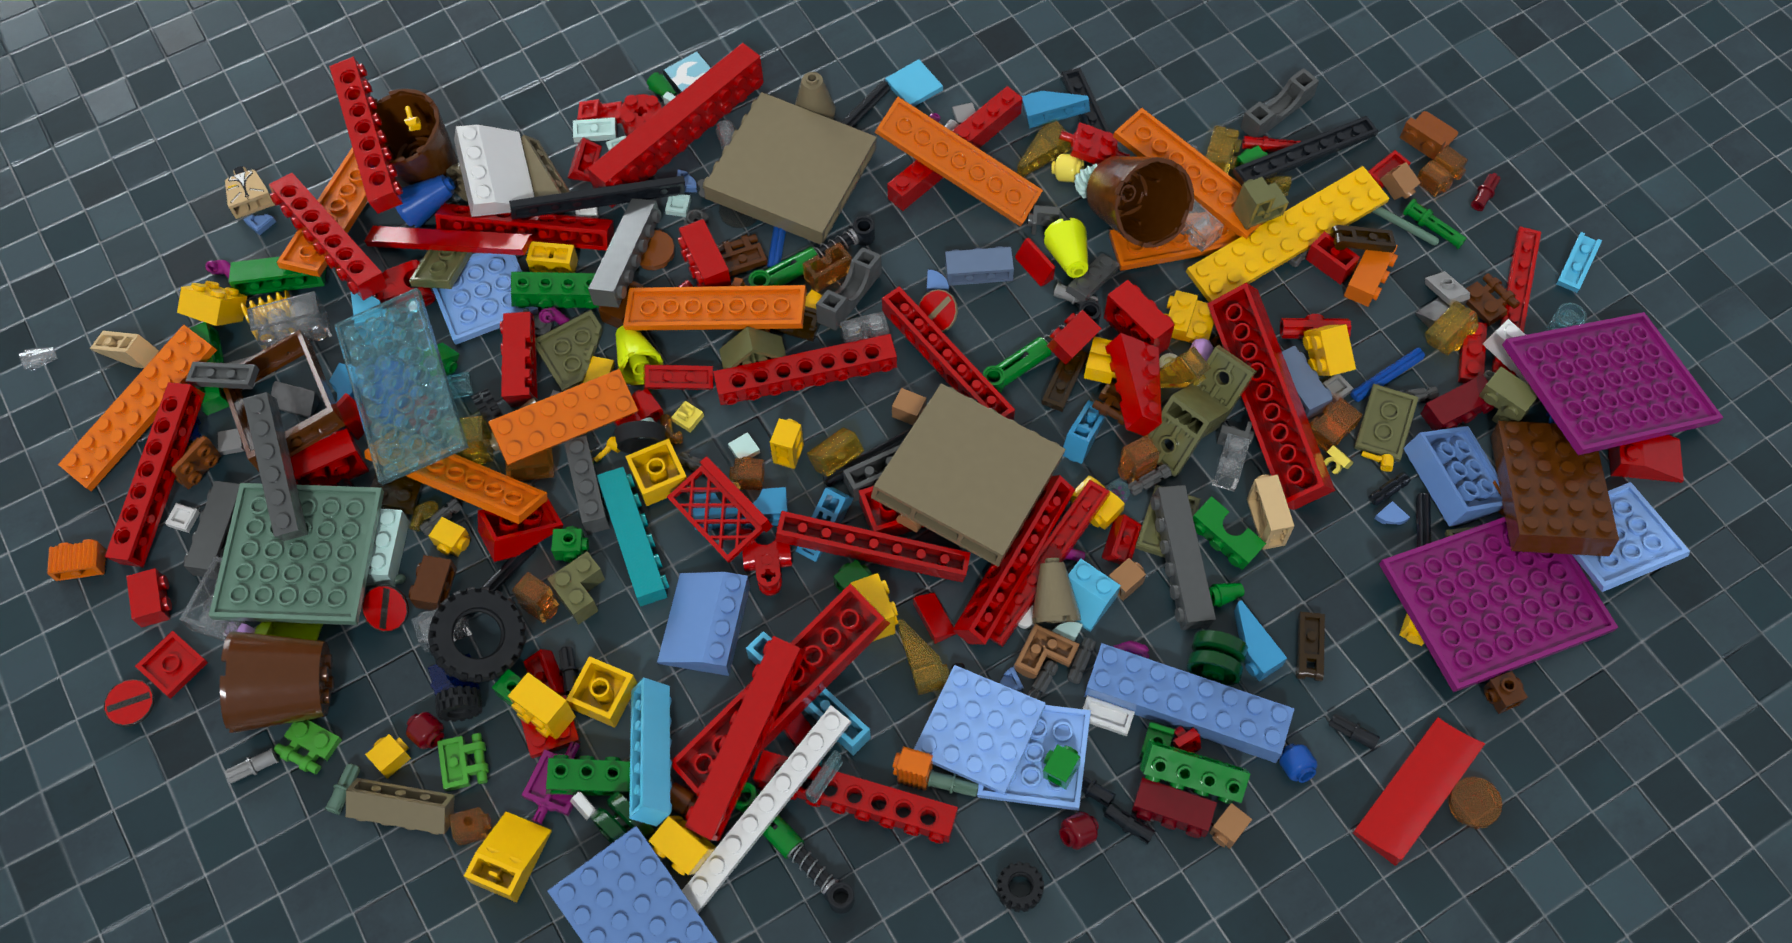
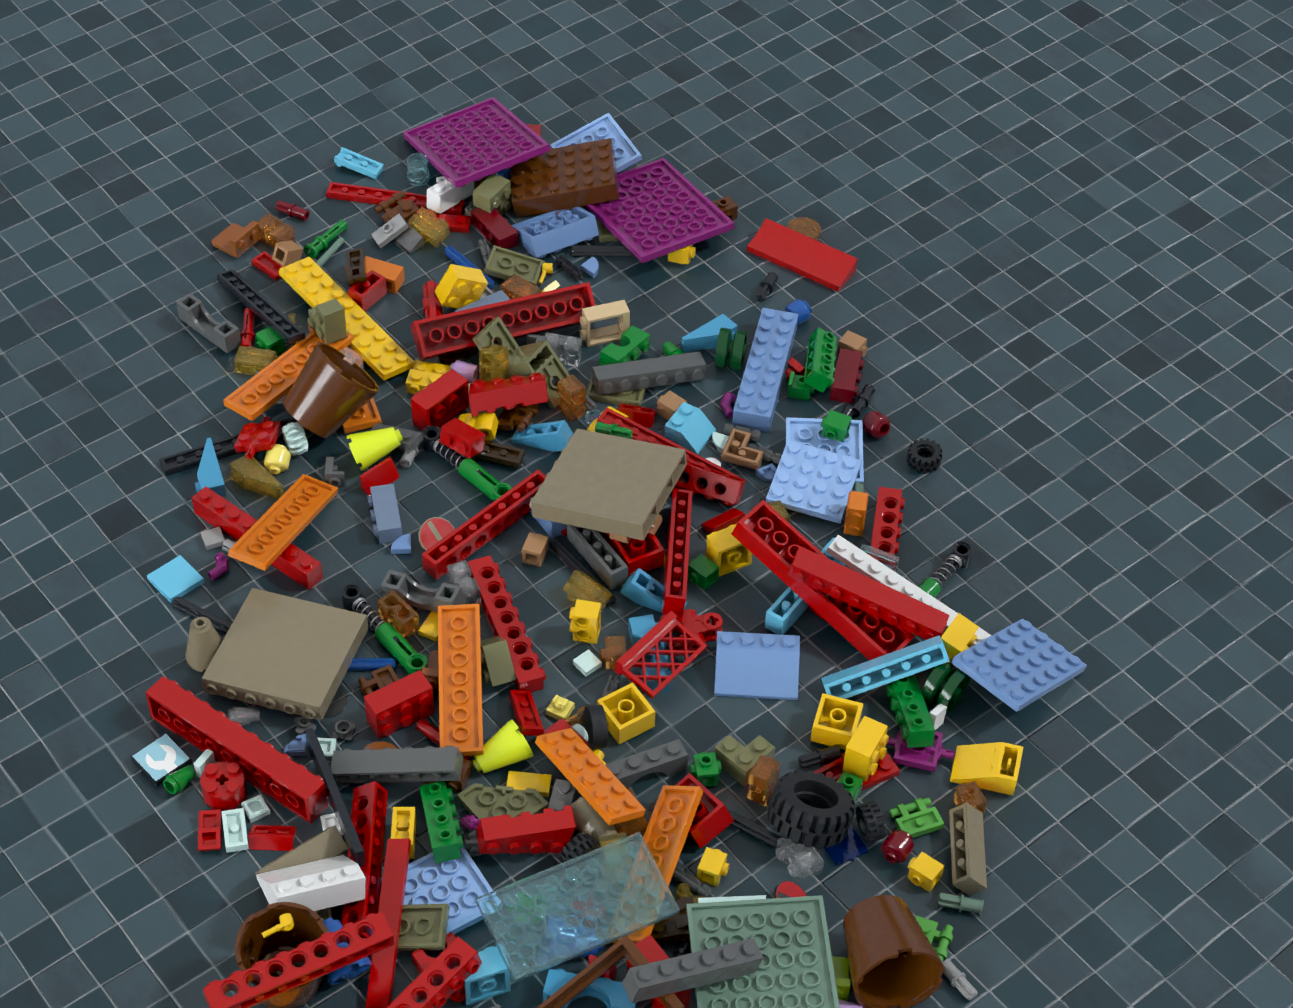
camera: 100 degrees left, 15 degrees down
(432, 582) = (759, 870): reddish brown brick -> none
(632, 537) = (692, 724): teal brick -> none
(1054, 595) = (701, 438): dark tan cone -> none
(1068, 494) = (613, 429): none -> green axle
(1109, 715) = (781, 411): white tile -> none
(1310, 645) = (706, 307): dark brown plate -> none

